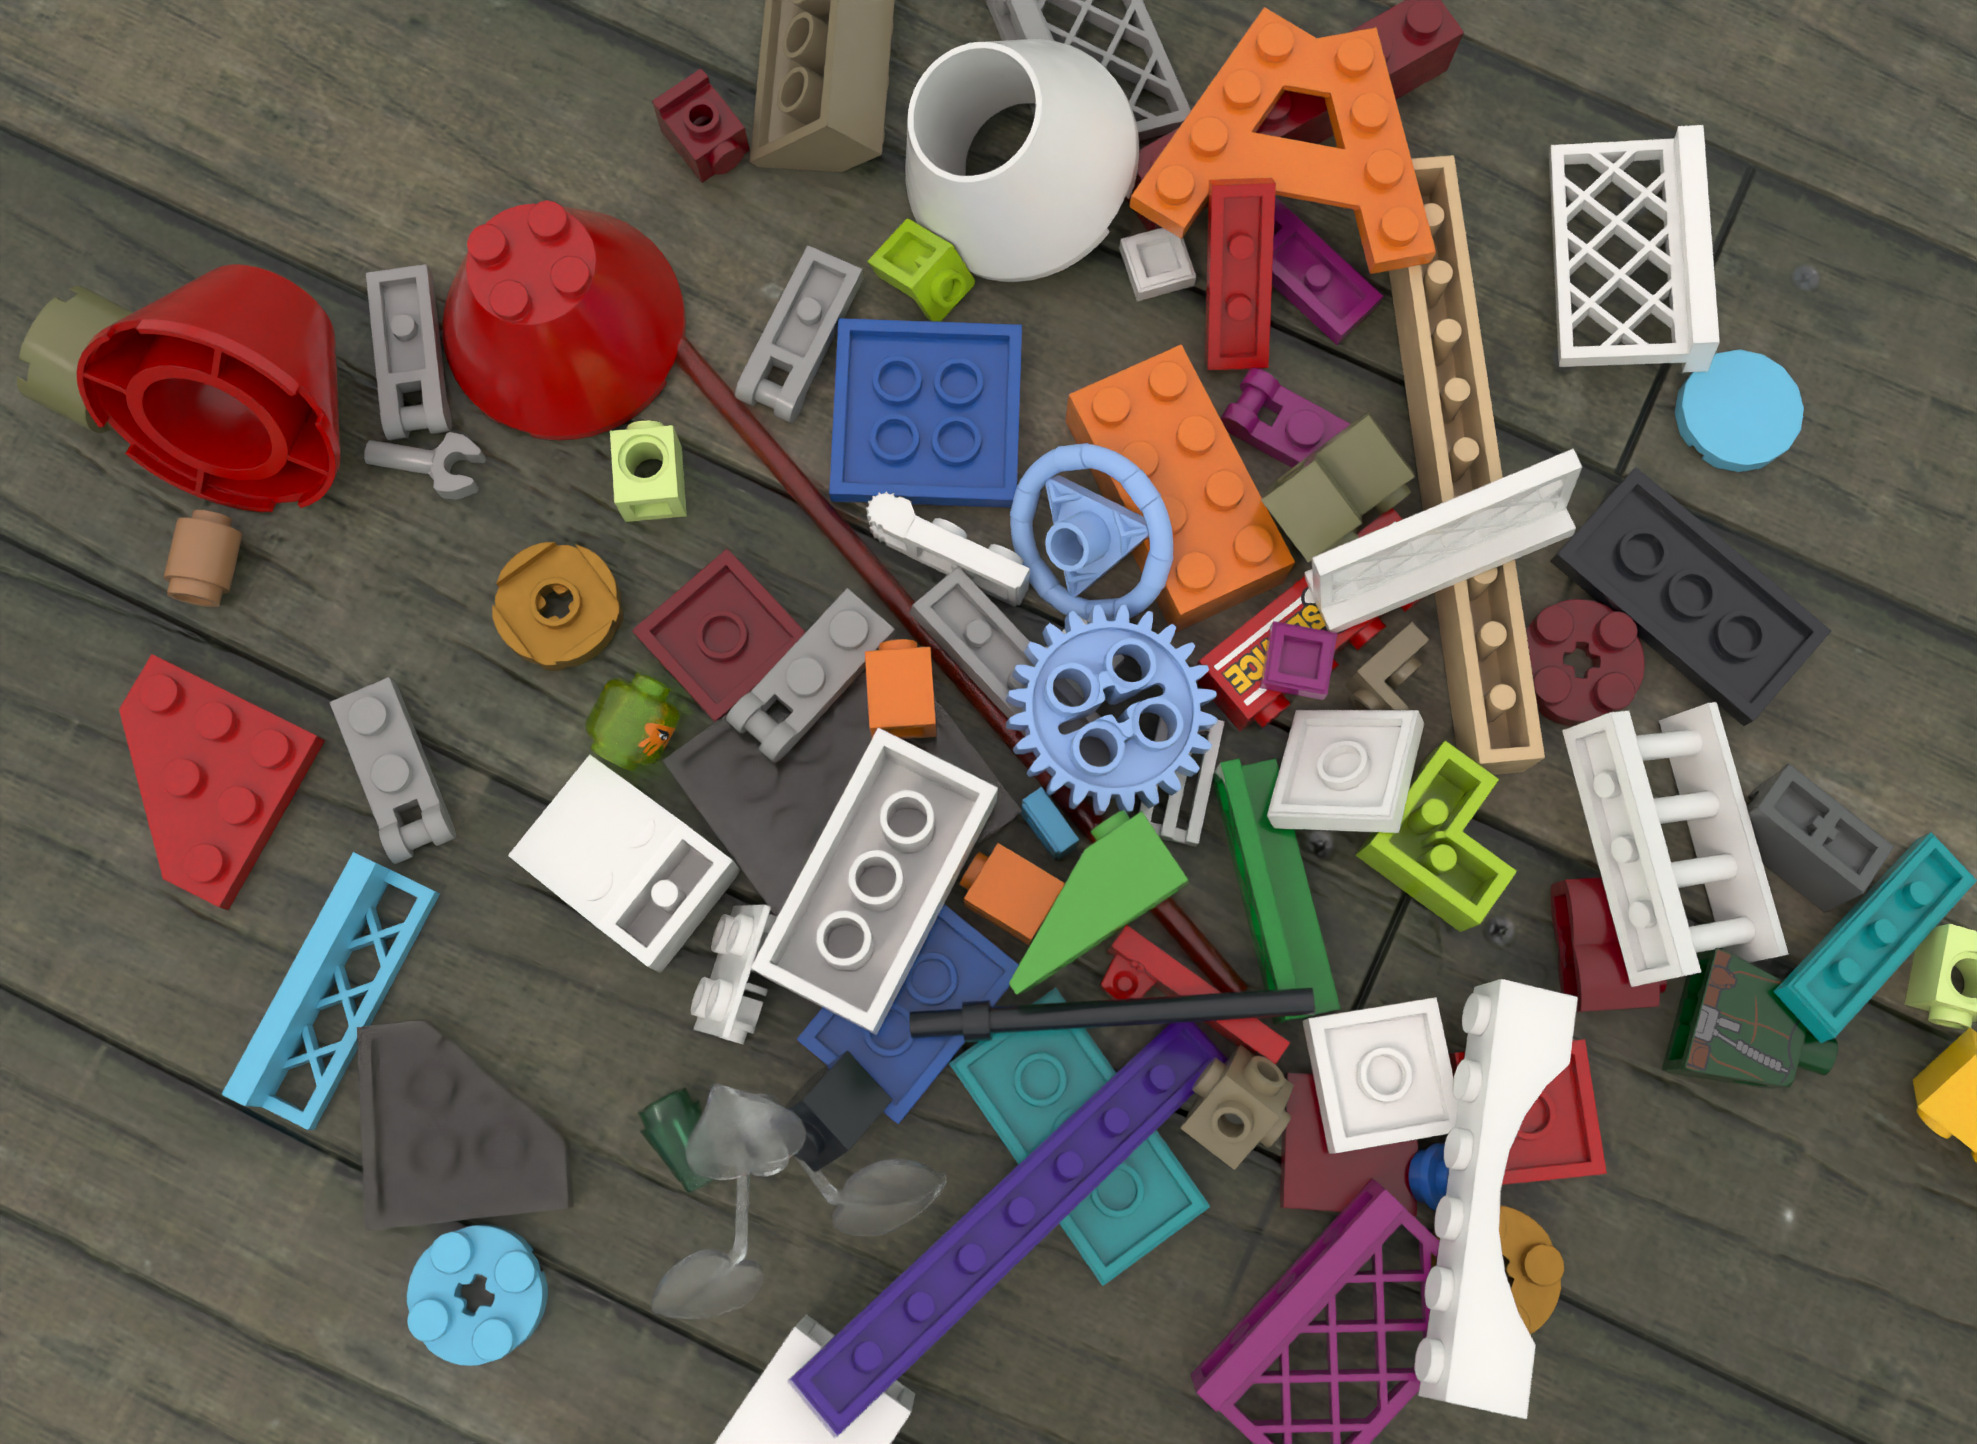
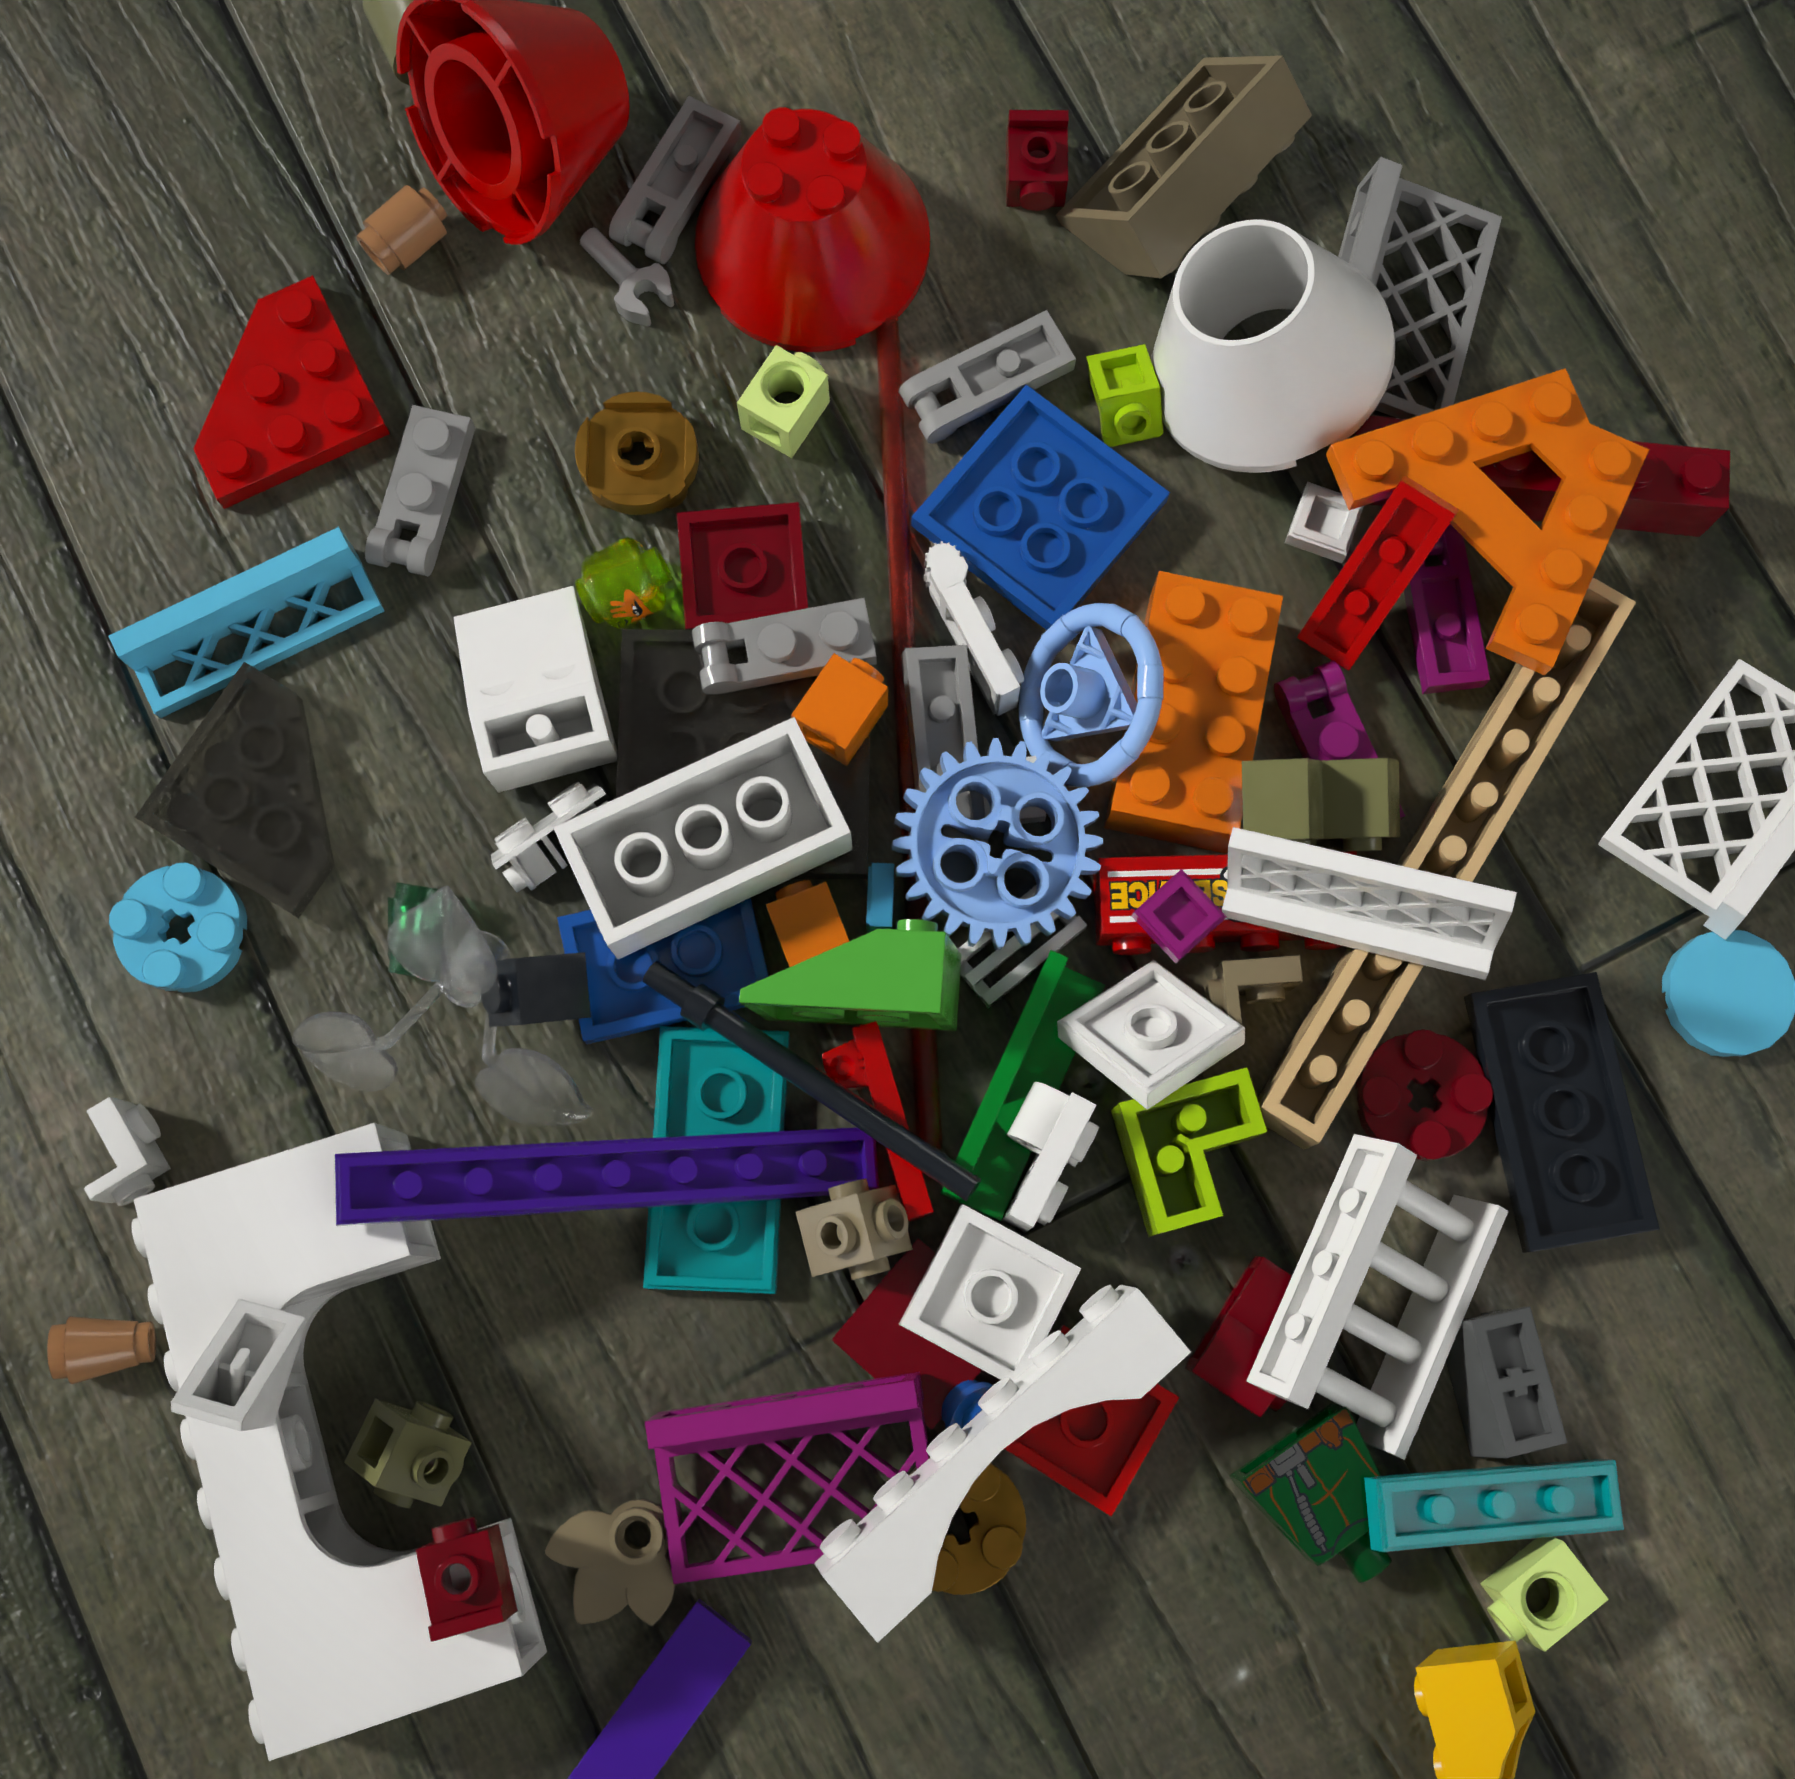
camera: 40 degrees right, 0 degrees up
(1341, 908) = (1059, 1134): none -> white plate

